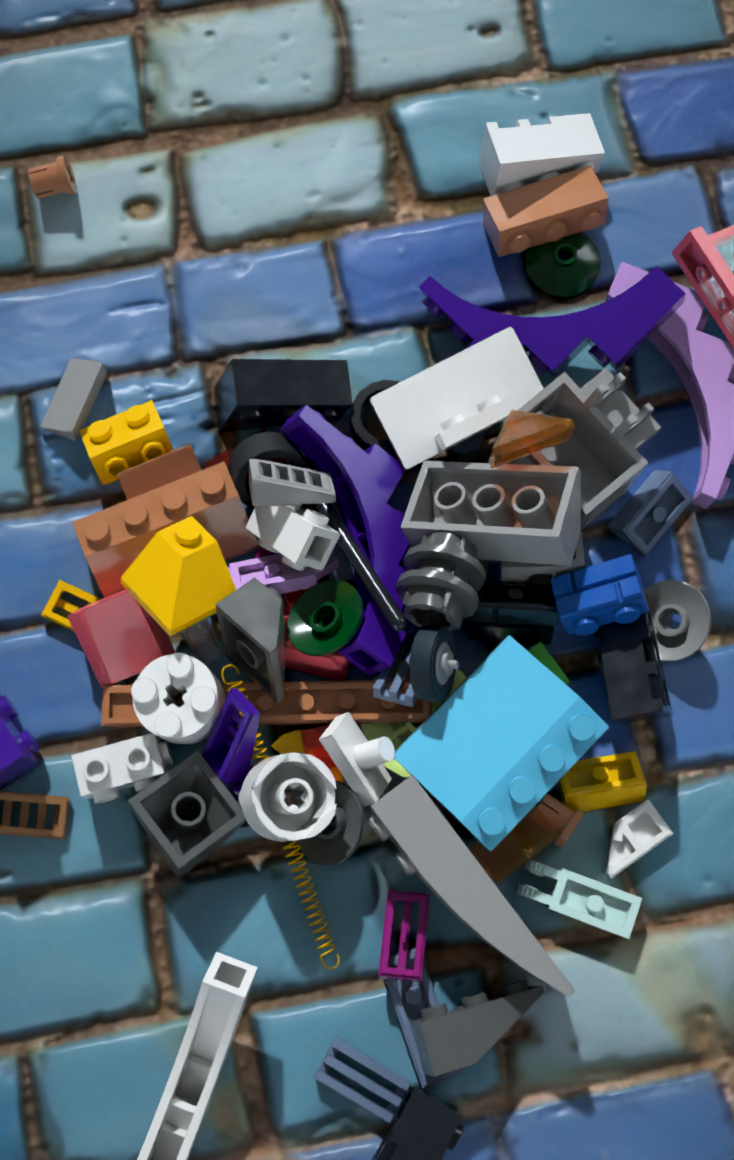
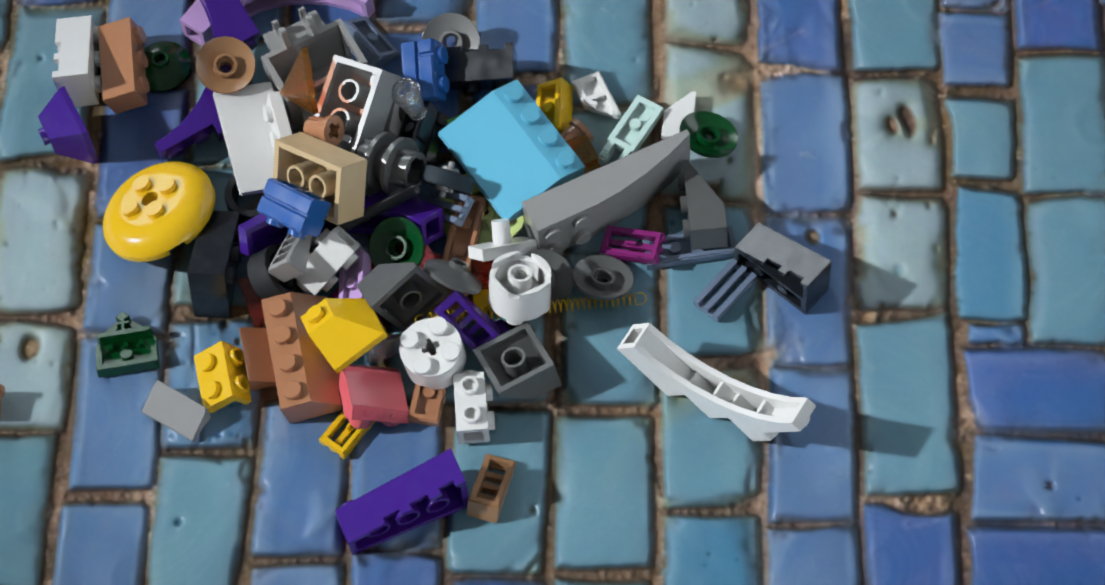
camera: 70 degrees left, 15 degrees down
(152, 318) = (126, 348): none -> dark green slope
(287, 702) = (453, 275): none -> dark grey dish
(332, 468) = (294, 208): none -> blue brick
(338, 307) = (158, 211): none -> yellow brick
(362, 907) = (602, 277): none -> dark grey dish
(389, 492) = (325, 172): none -> tan brick
(438, 169) = (65, 129): none -> dark purple slope
(464, 485) = (325, 128): none -> nougat bush
(542, 583) = (408, 96): none -> clear cone
(547, 311) = (221, 52): none -> medium nougat dish
(609, 1025) = (710, 134): none -> dark green dish
(619, 964) = (676, 113): none -> white tile

